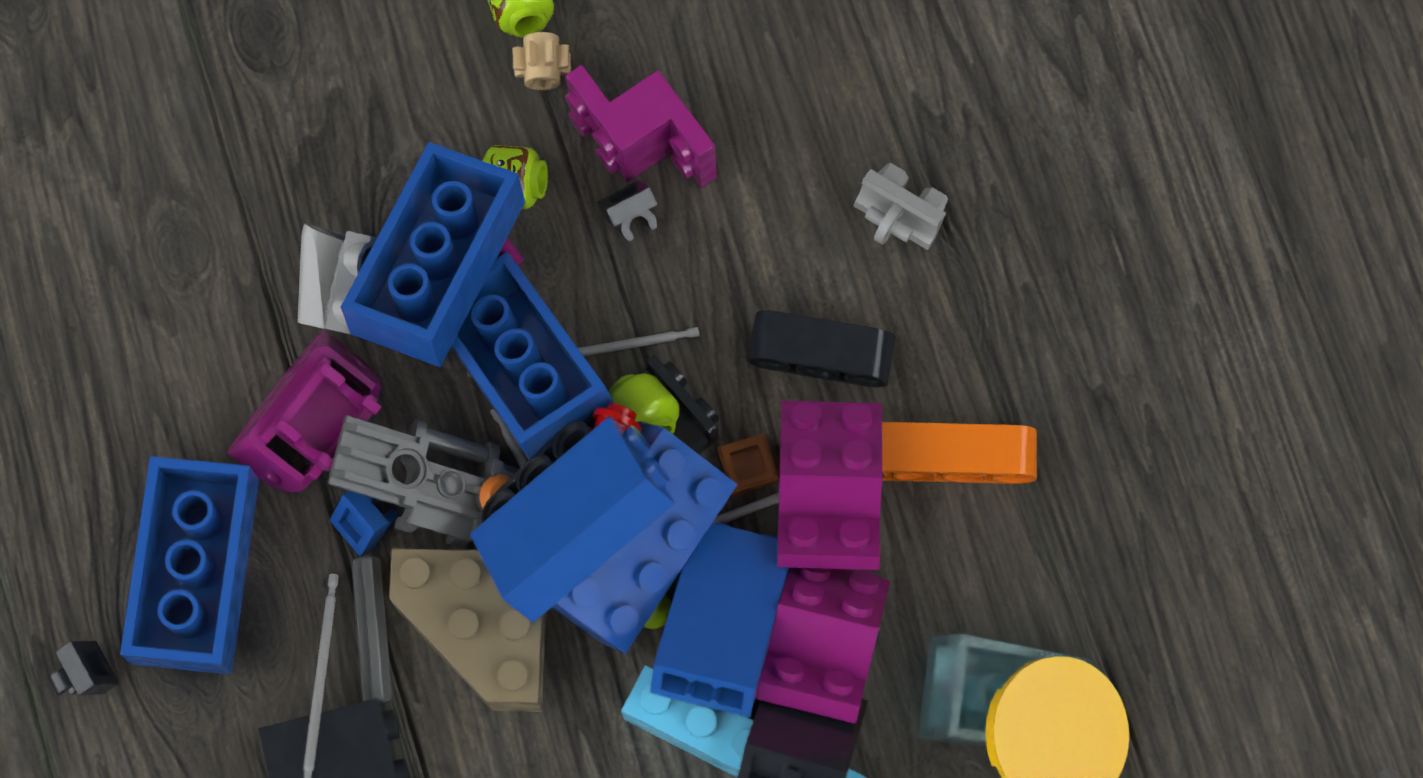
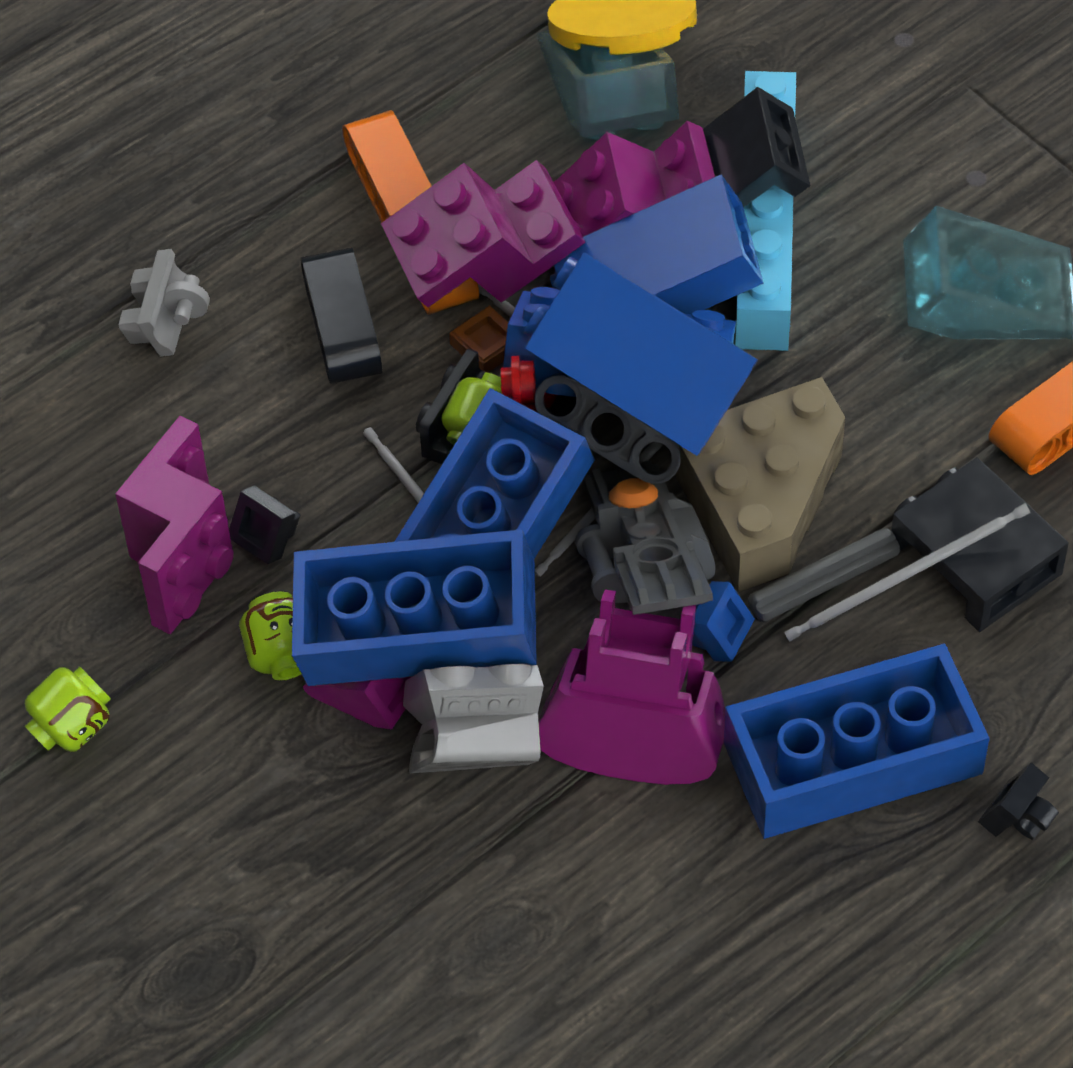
camera: 115 degrees left, 20 degrees down
(541, 61) = (132, 659): tan gear -> none

